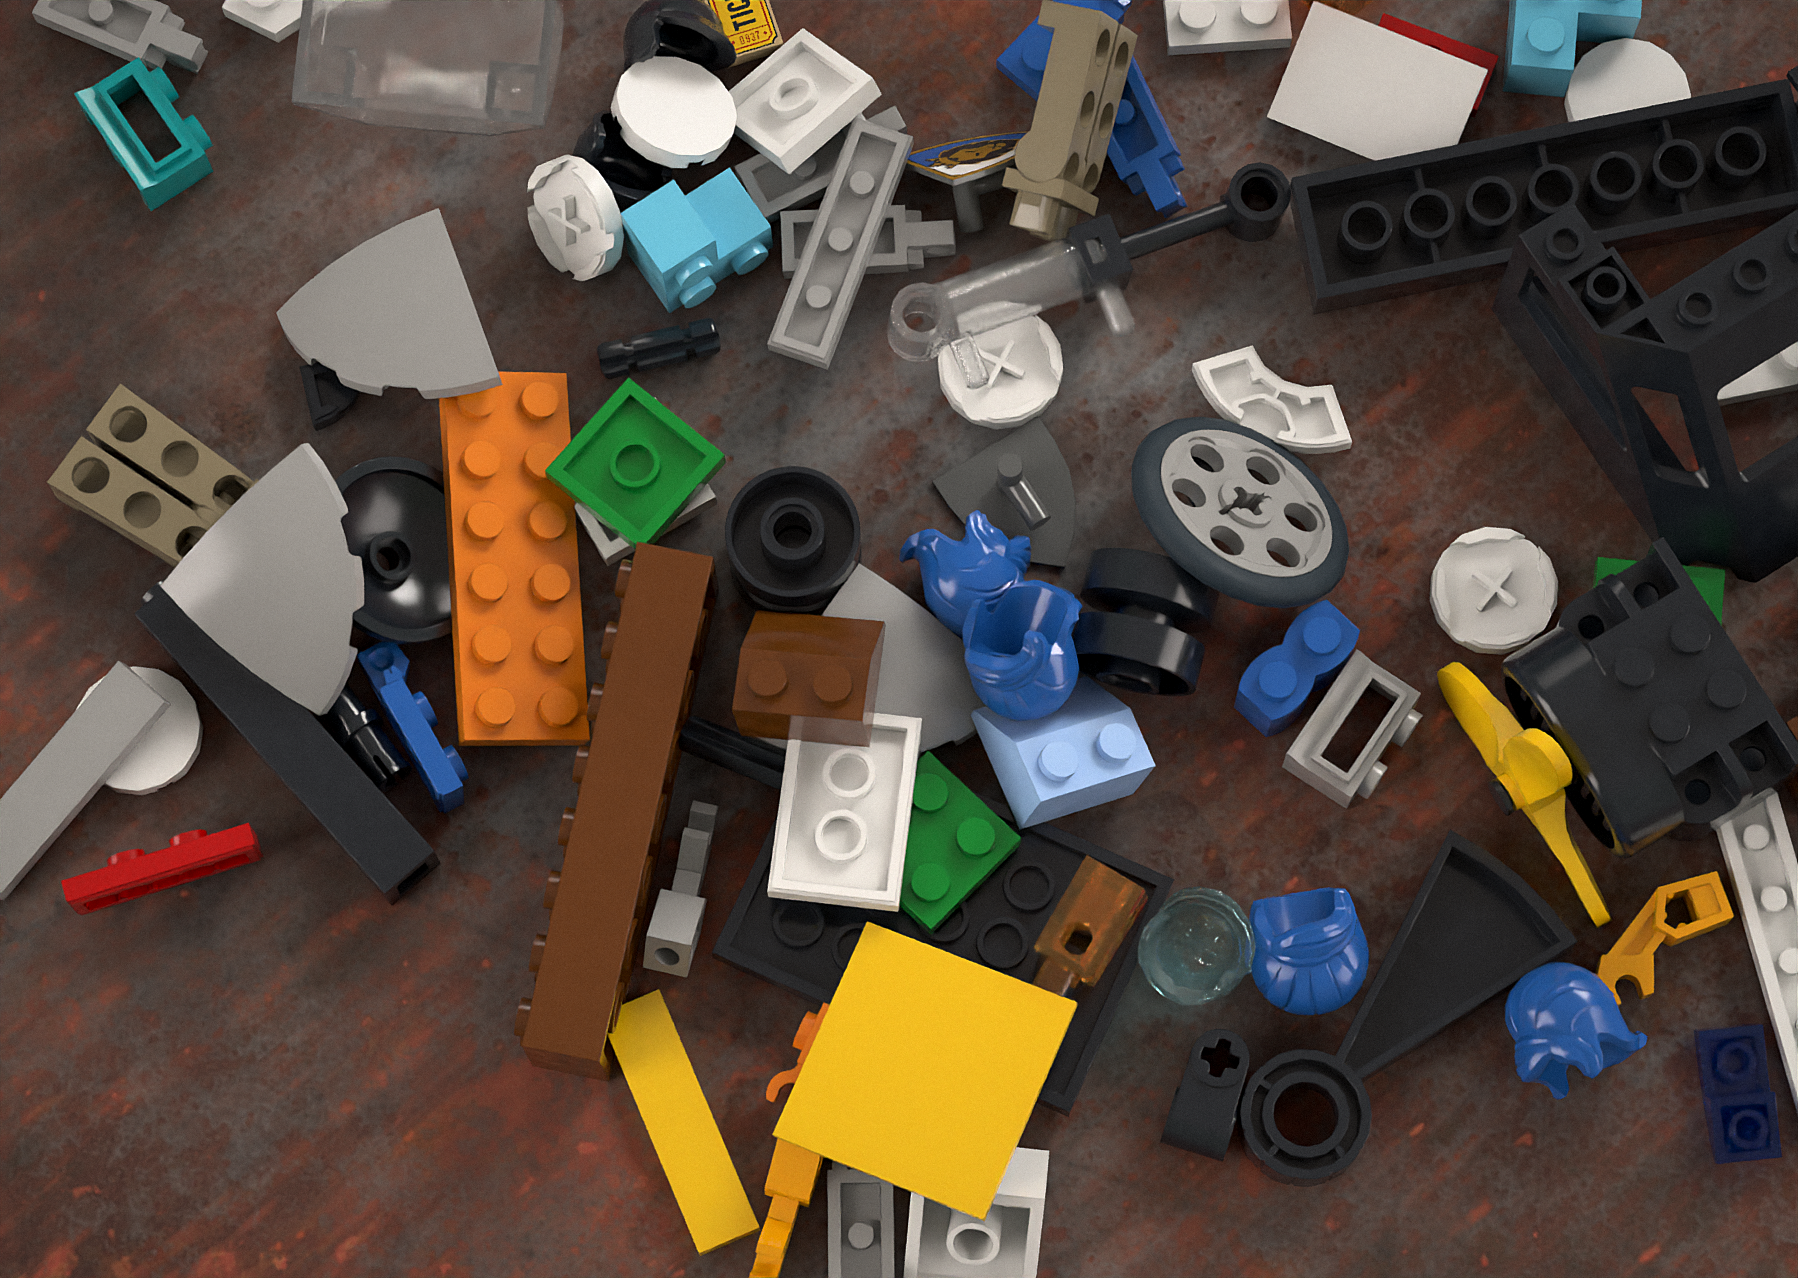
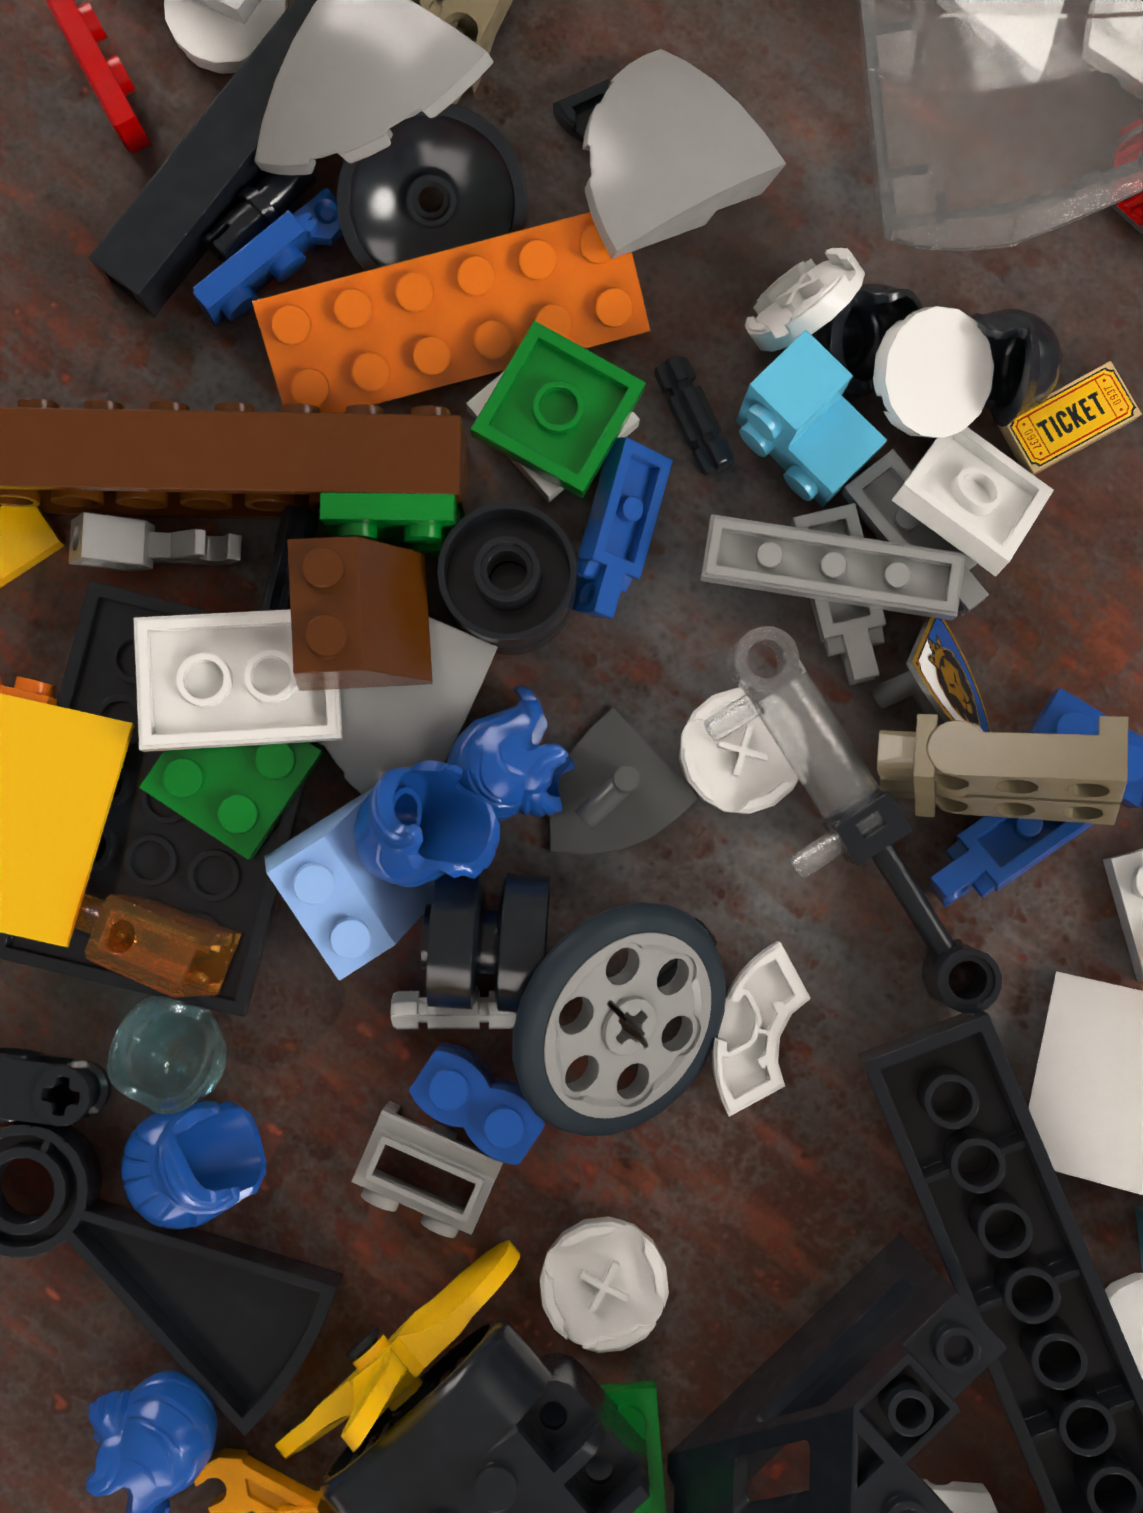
camera: 75 degrees right, 10 degrees up
(721, 621) = (392, 518): none -> green plate
(754, 431) = (619, 526): none -> blue hinge
(1195, 724) = (410, 1009): none -> white axle

